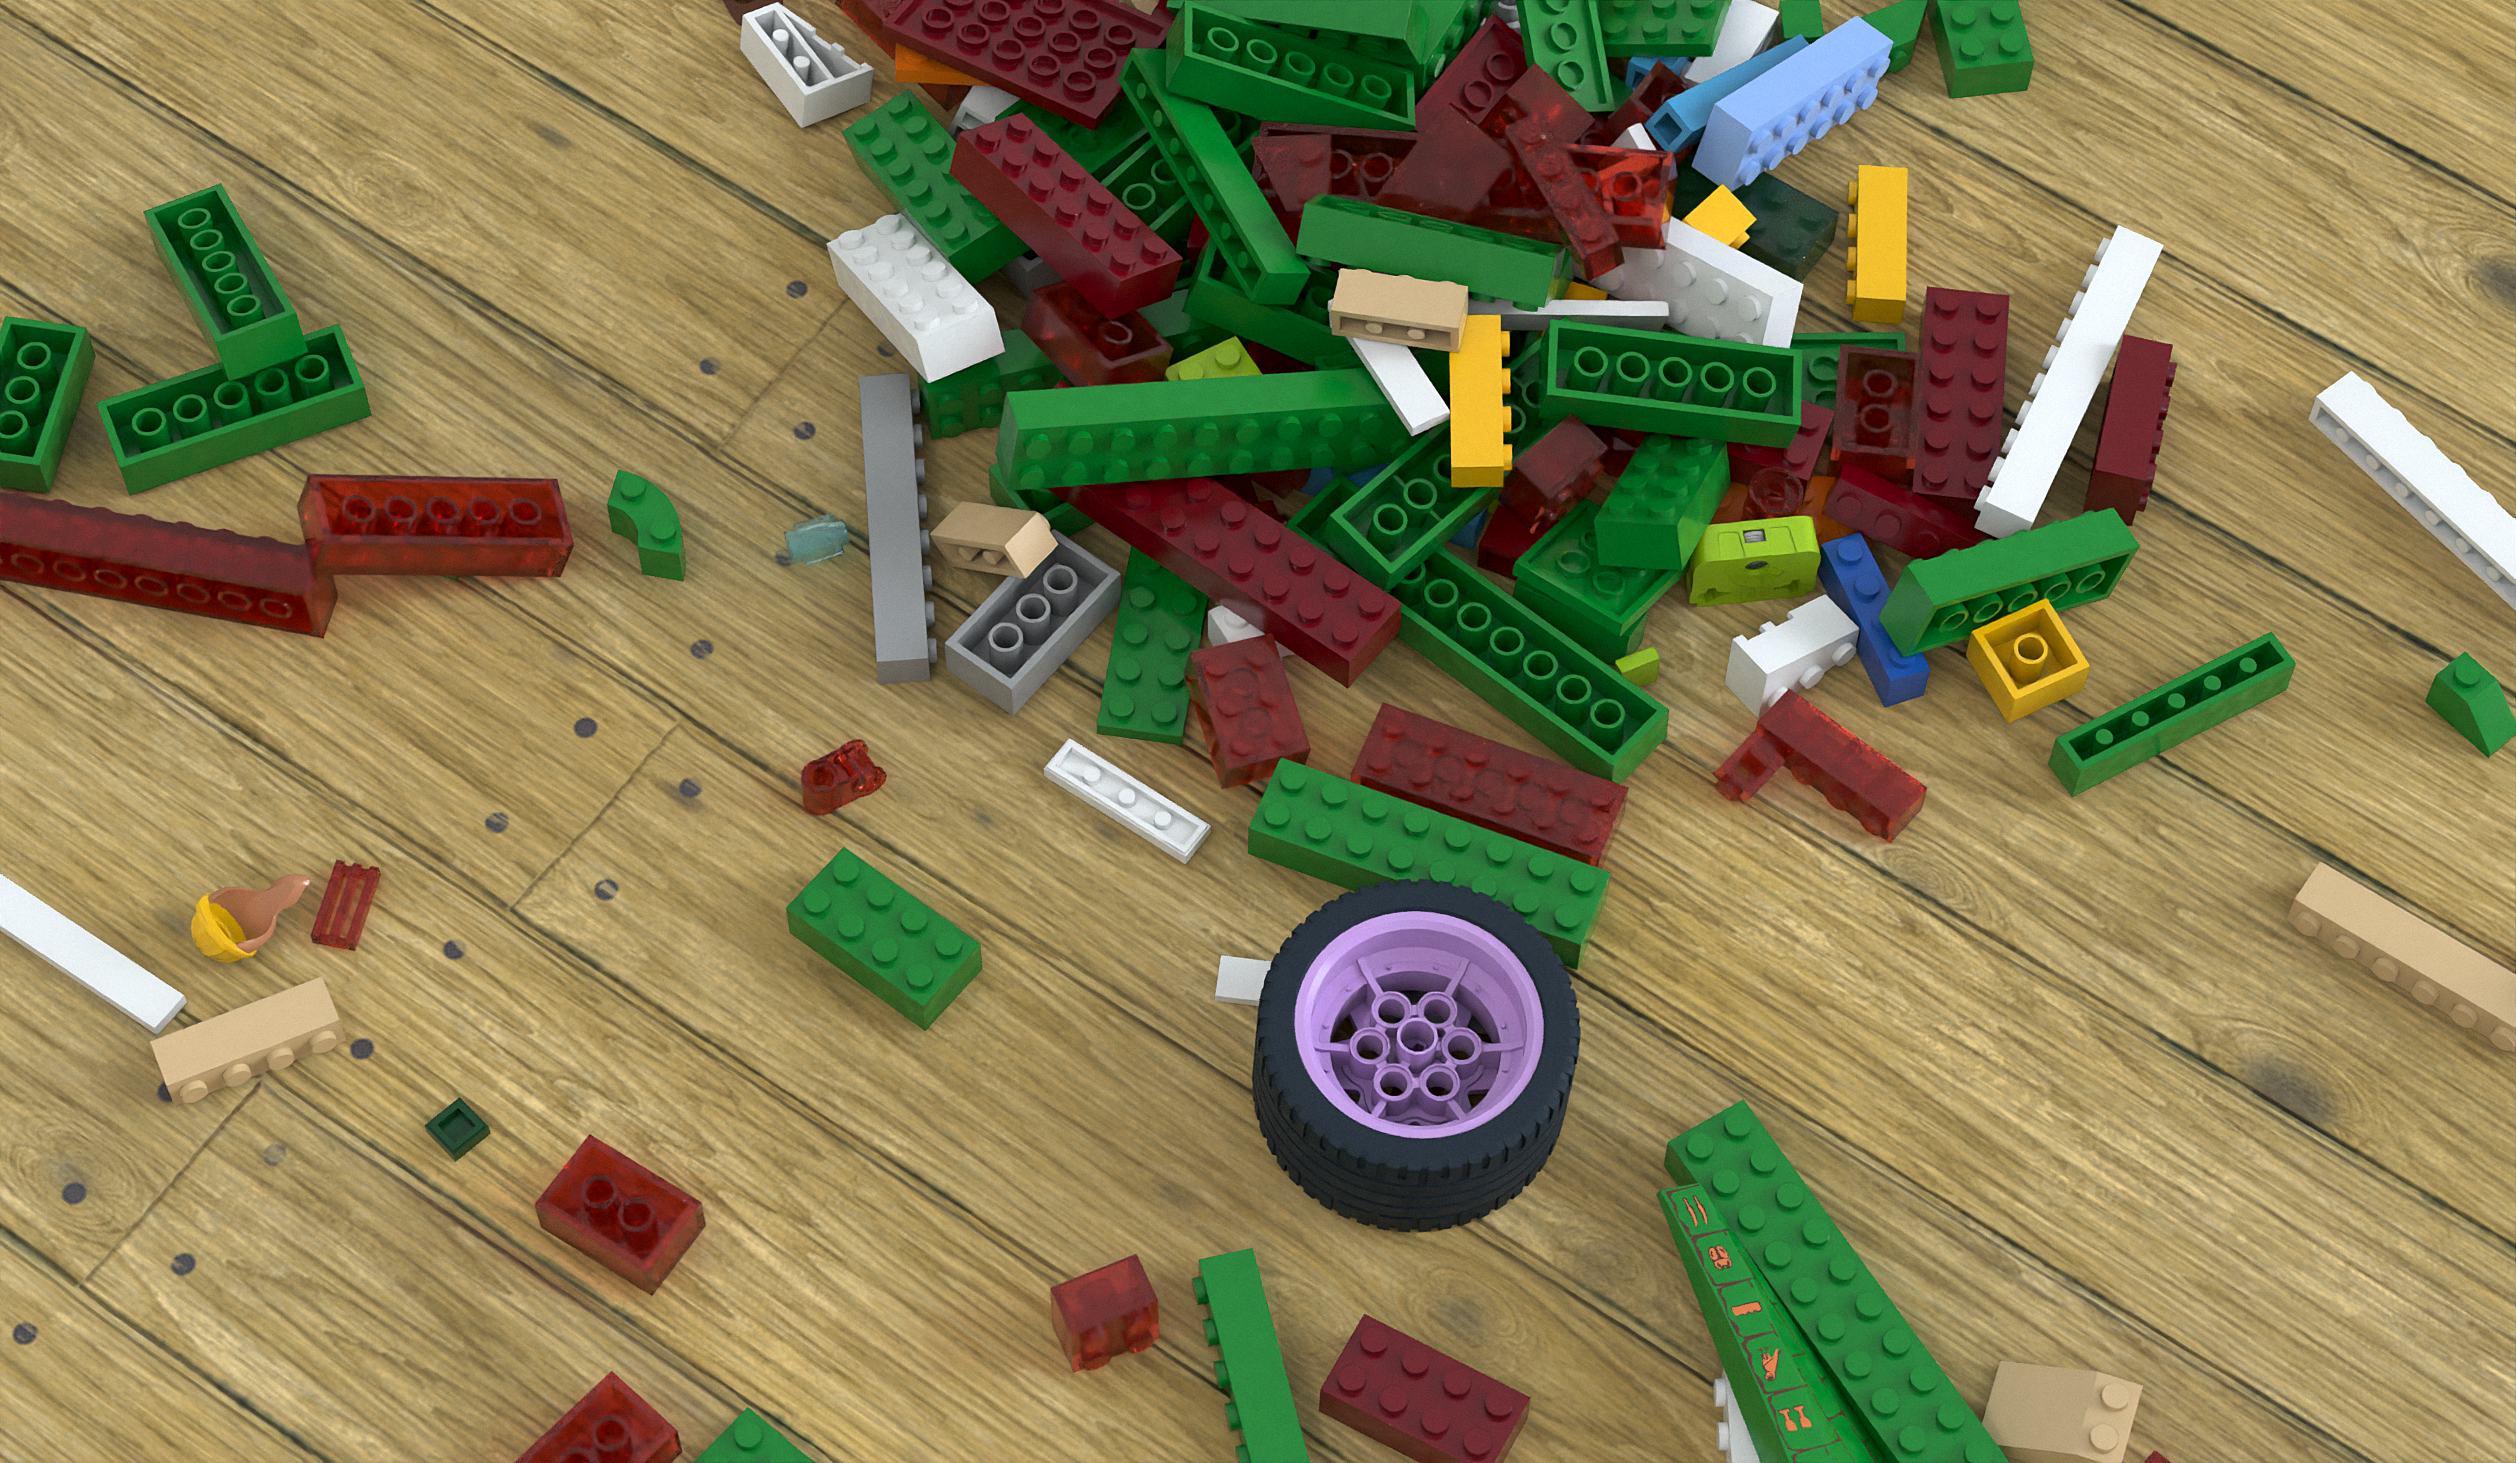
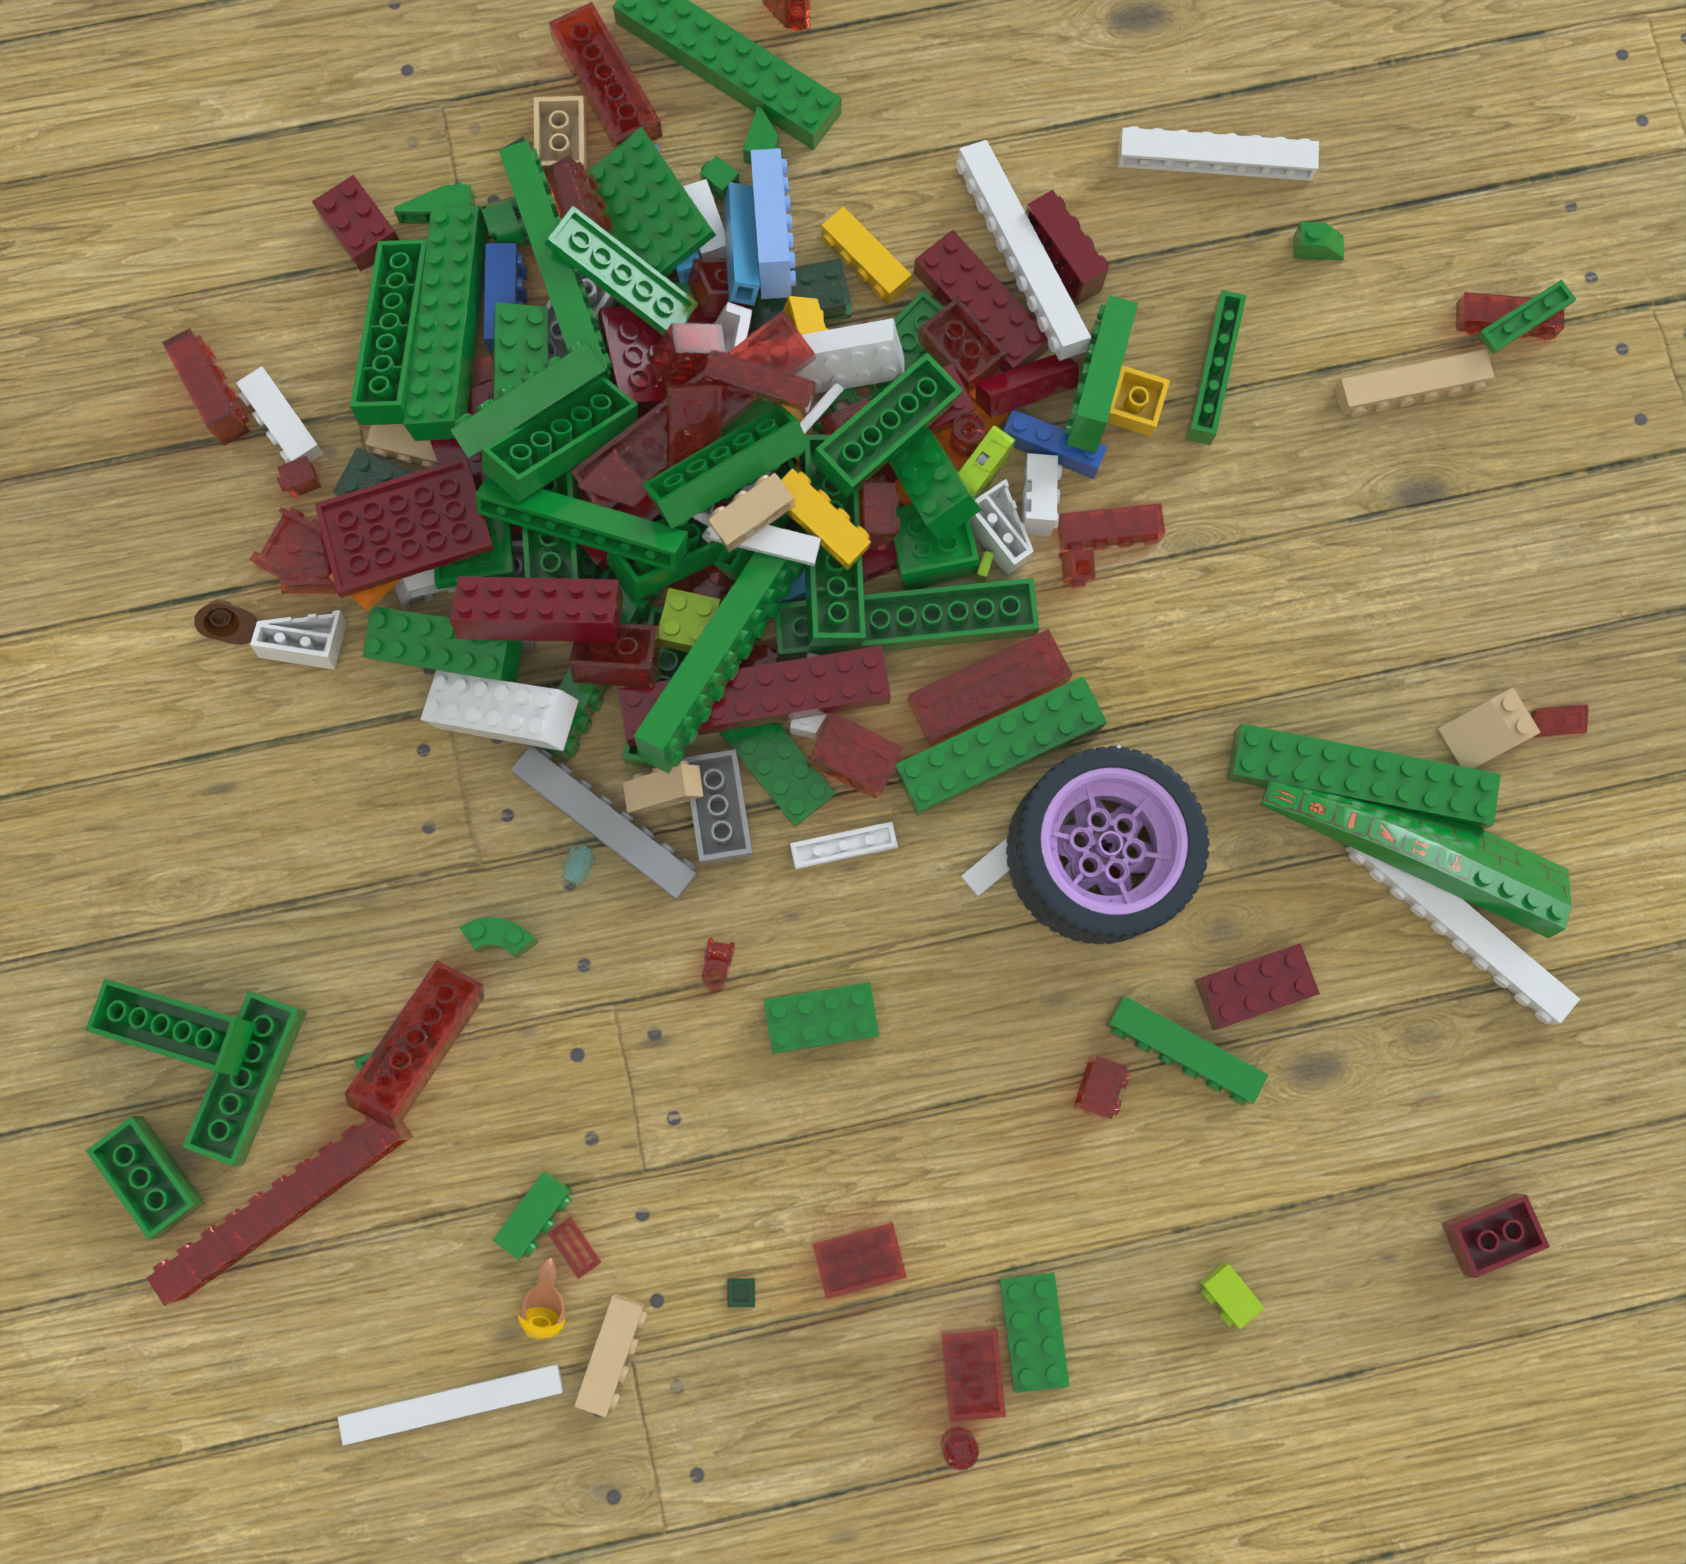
camera: 50 degrees left, 20 degrees up
(344, 825) = (533, 1216): none -> green brick
(1699, 638) = (1001, 530): none -> white wedge

